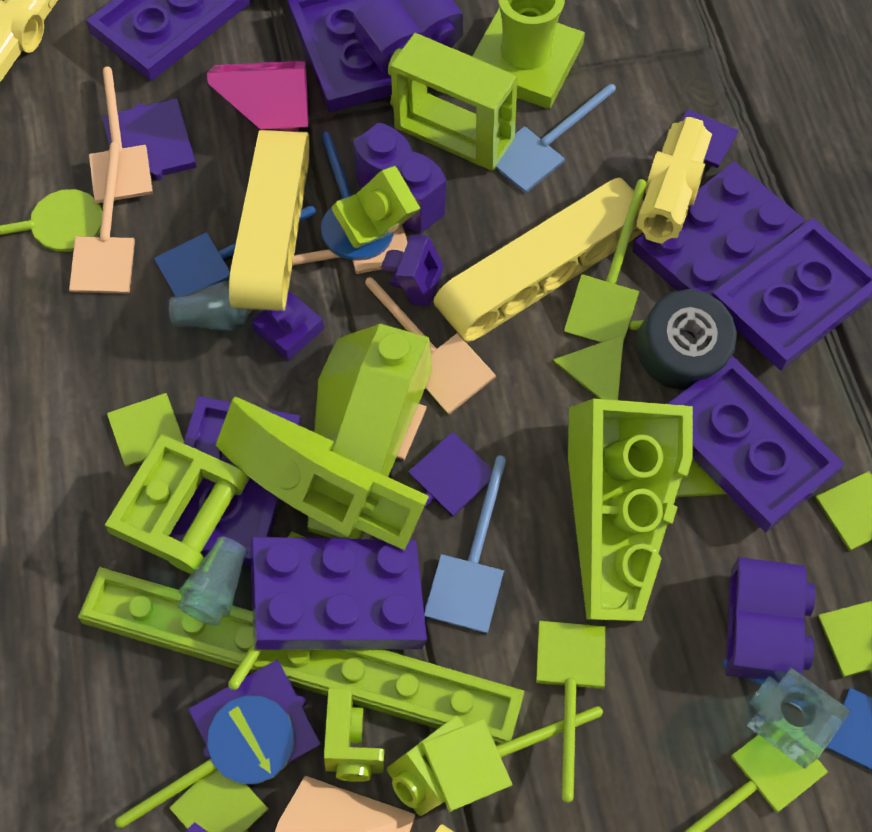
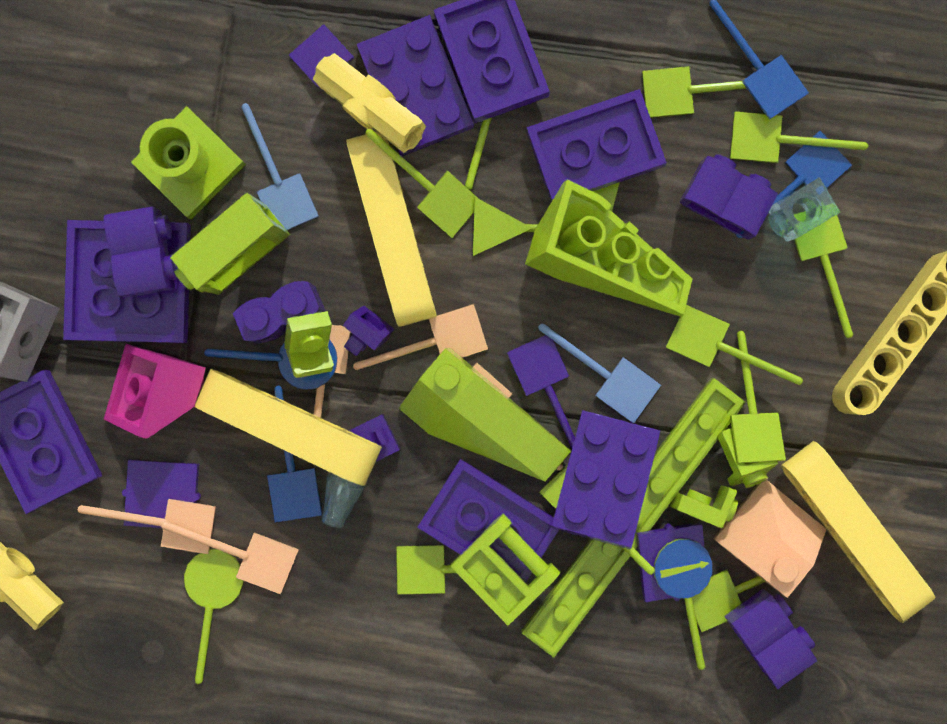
camera: 60 degrees left, 25 degrees up
(213, 584) = (573, 562): clear light blue cone -> none
(314, 479) = (517, 478): lime slope -> none
(671, 352) = (493, 167): black wheel -> none

